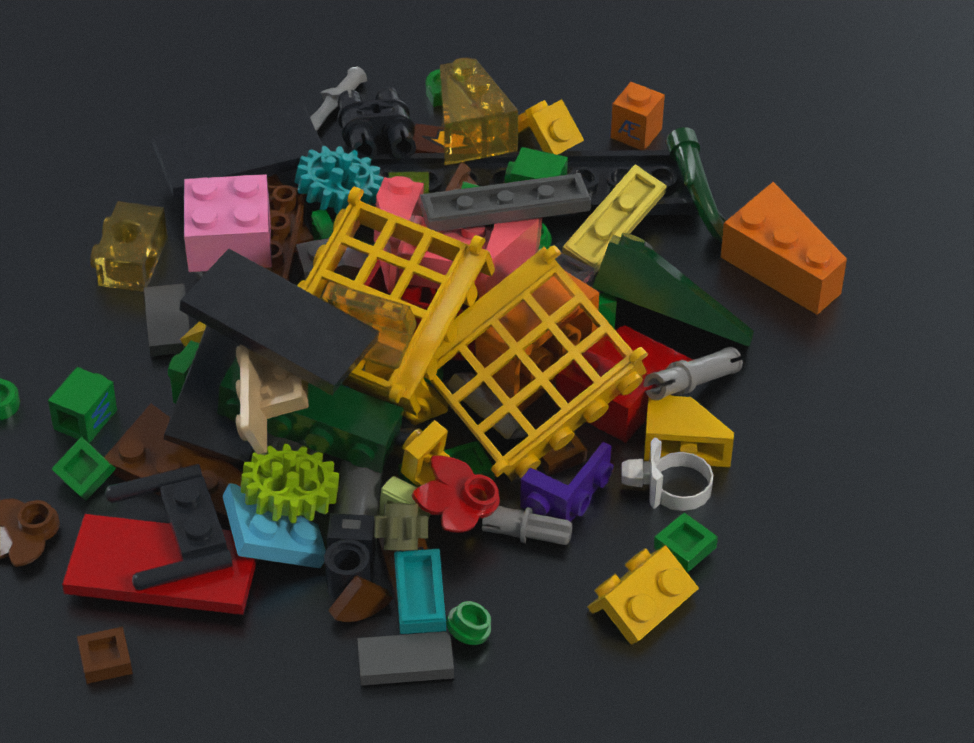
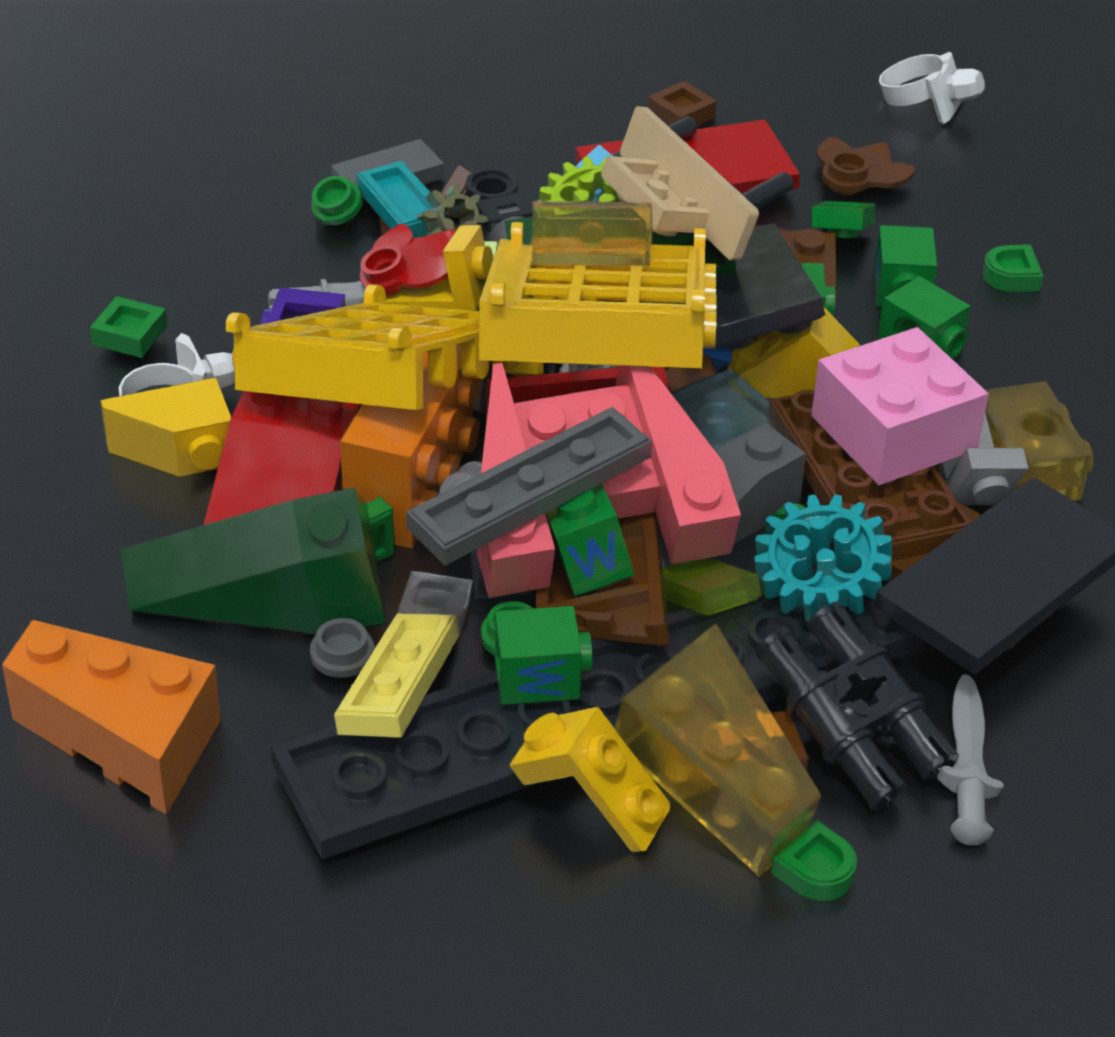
camera: 155 degrees right, 5 degrees down
(115, 352) = (929, 309): none -> green brick
(171, 256) = (985, 472): none -> light grey bracket
(279, 321) = (689, 170): black tile -> none
(637, 116) = (451, 873): orange brick -> none
(645, 593) = (164, 268): yellow bracket -> none
(684, 376) = (194, 449): light grey pin -> none
(685, 150) = (331, 789): dark green plant -> none

